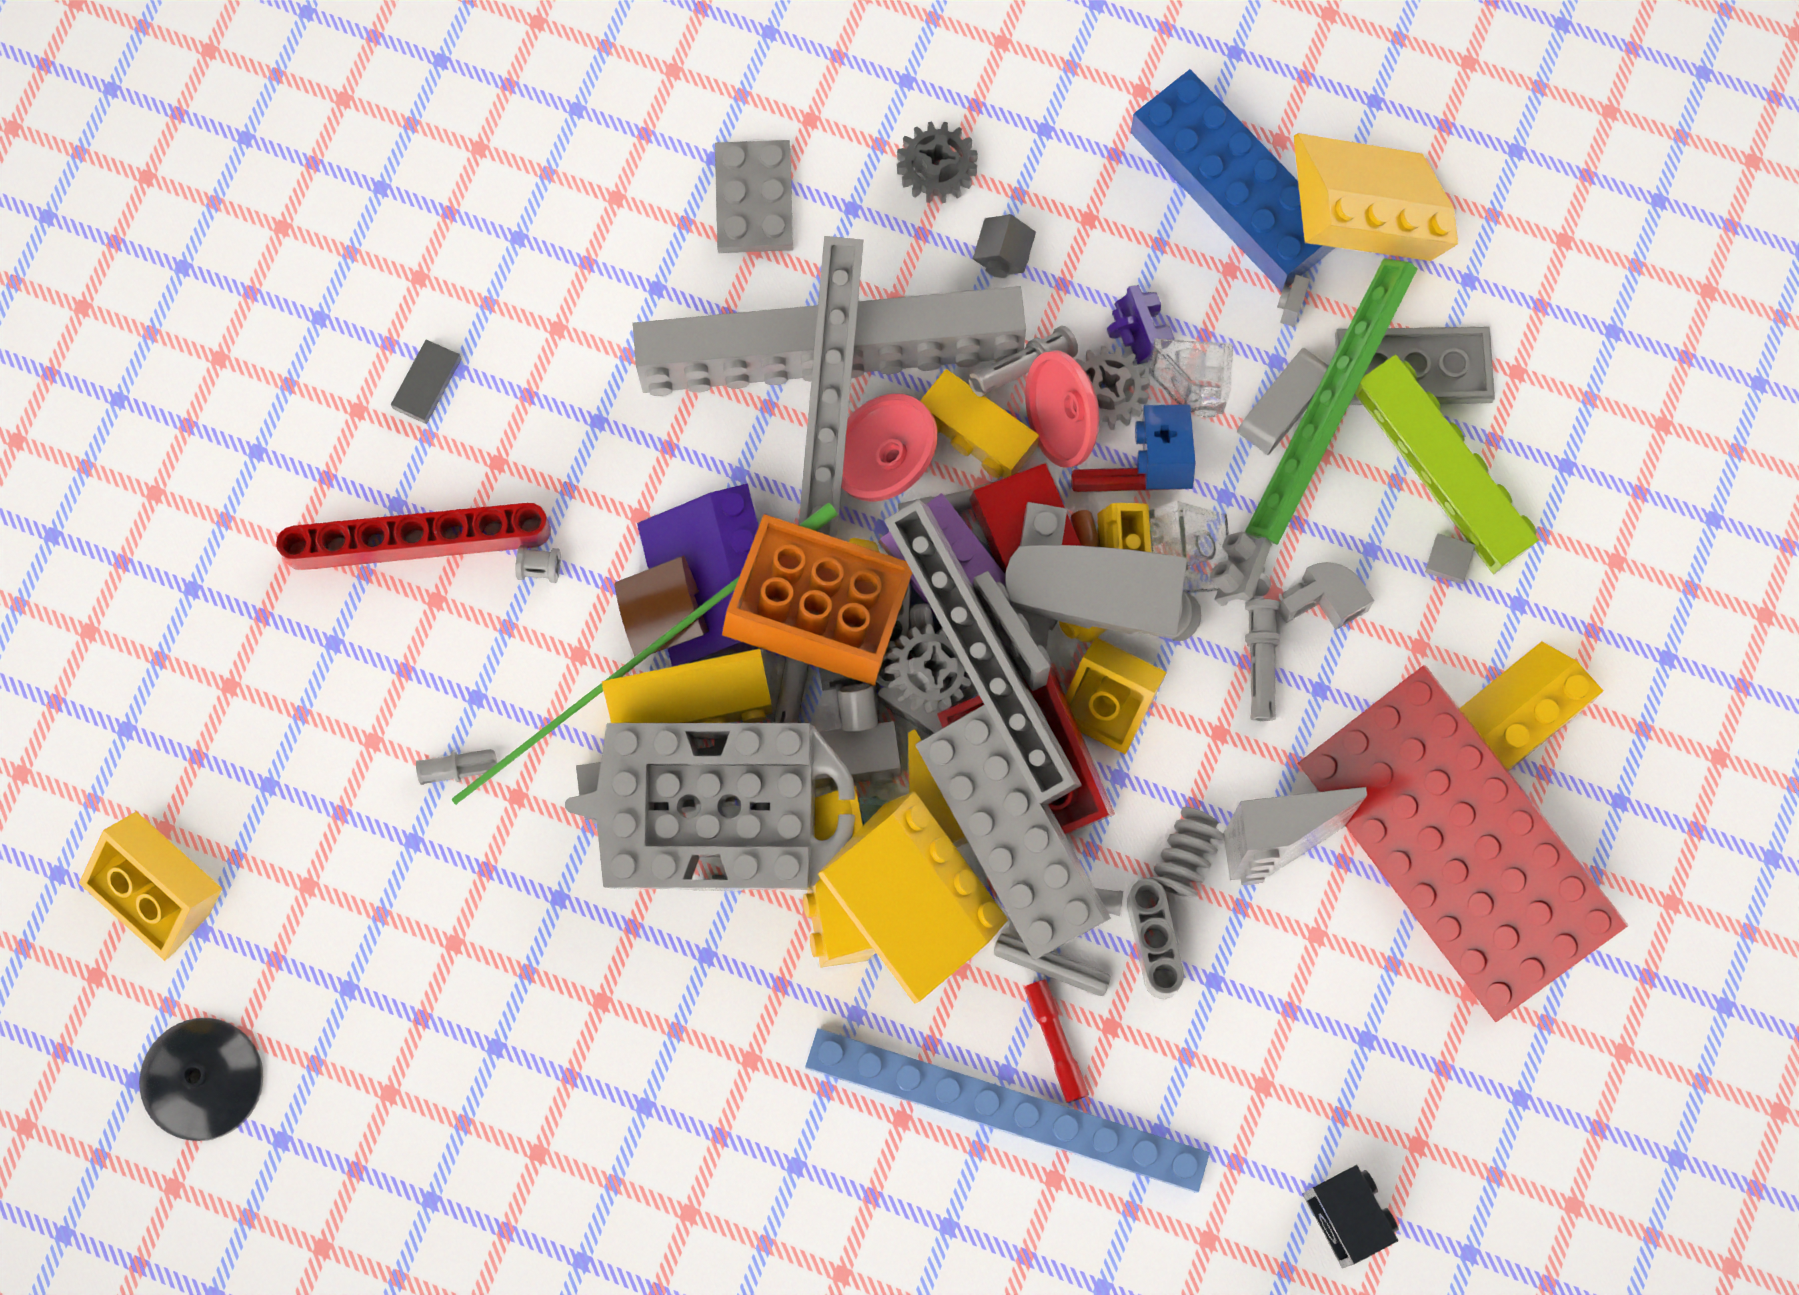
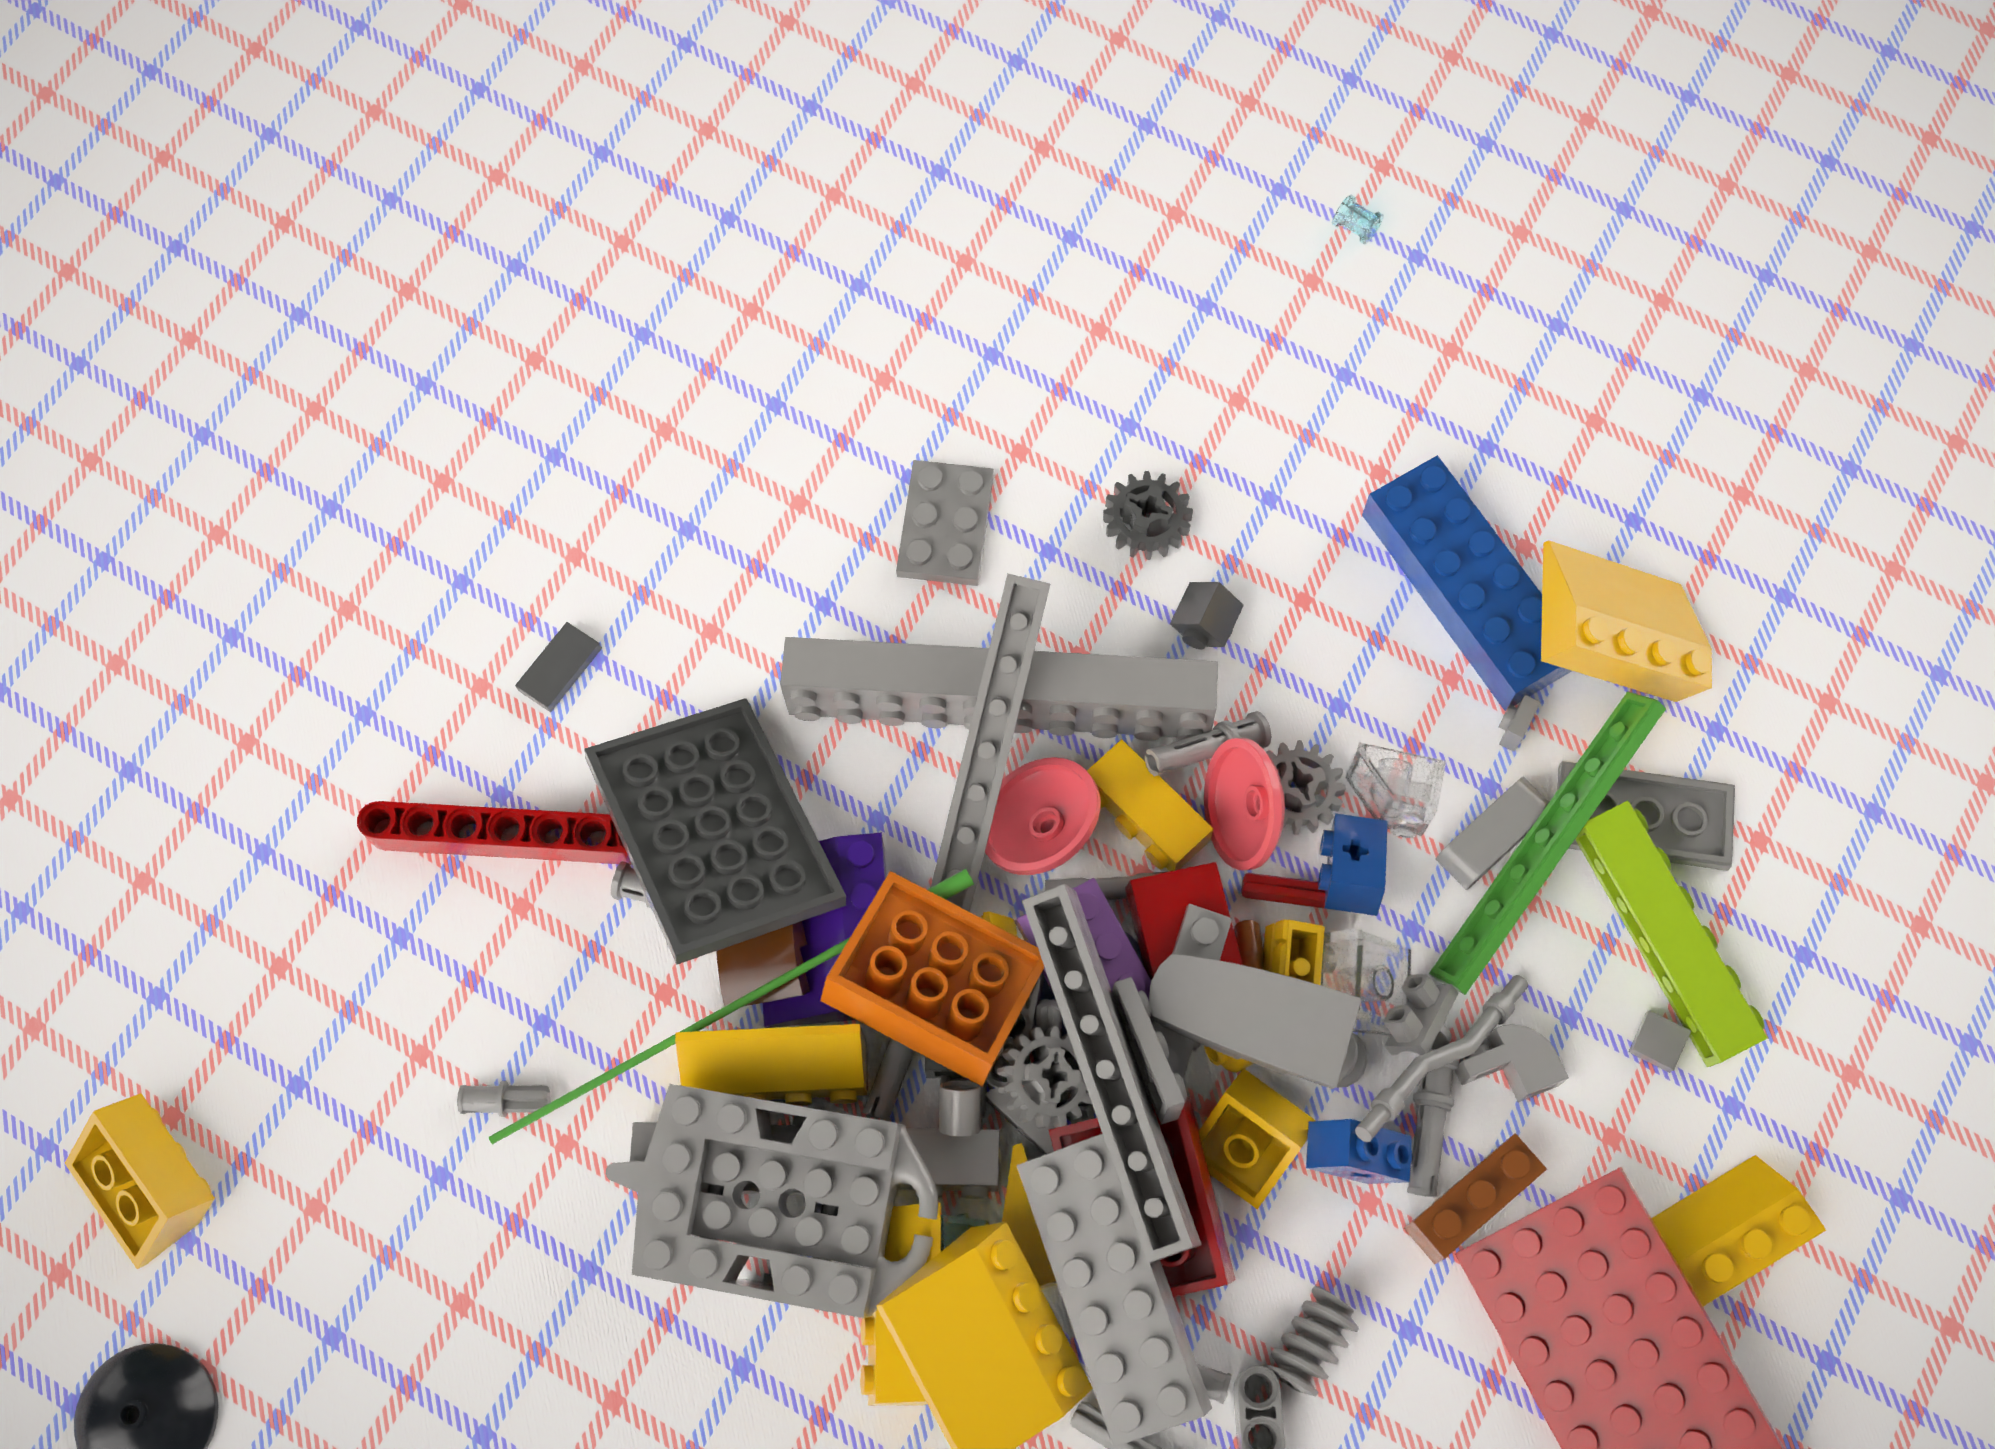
camera: 10 degrees right, 5 degrees down
(598, 502) = (713, 830): none -> dark grey plate
(1135, 322) = (1338, 721): dark purple hips -> none
(1204, 689) = (1341, 1153): none -> blue brick
(1225, 640) = (1390, 1100): none -> light grey bar
(1278, 830) = (1408, 1343): light grey slope -> none
(1308, 714) = (1475, 1199): none -> dark orange brick

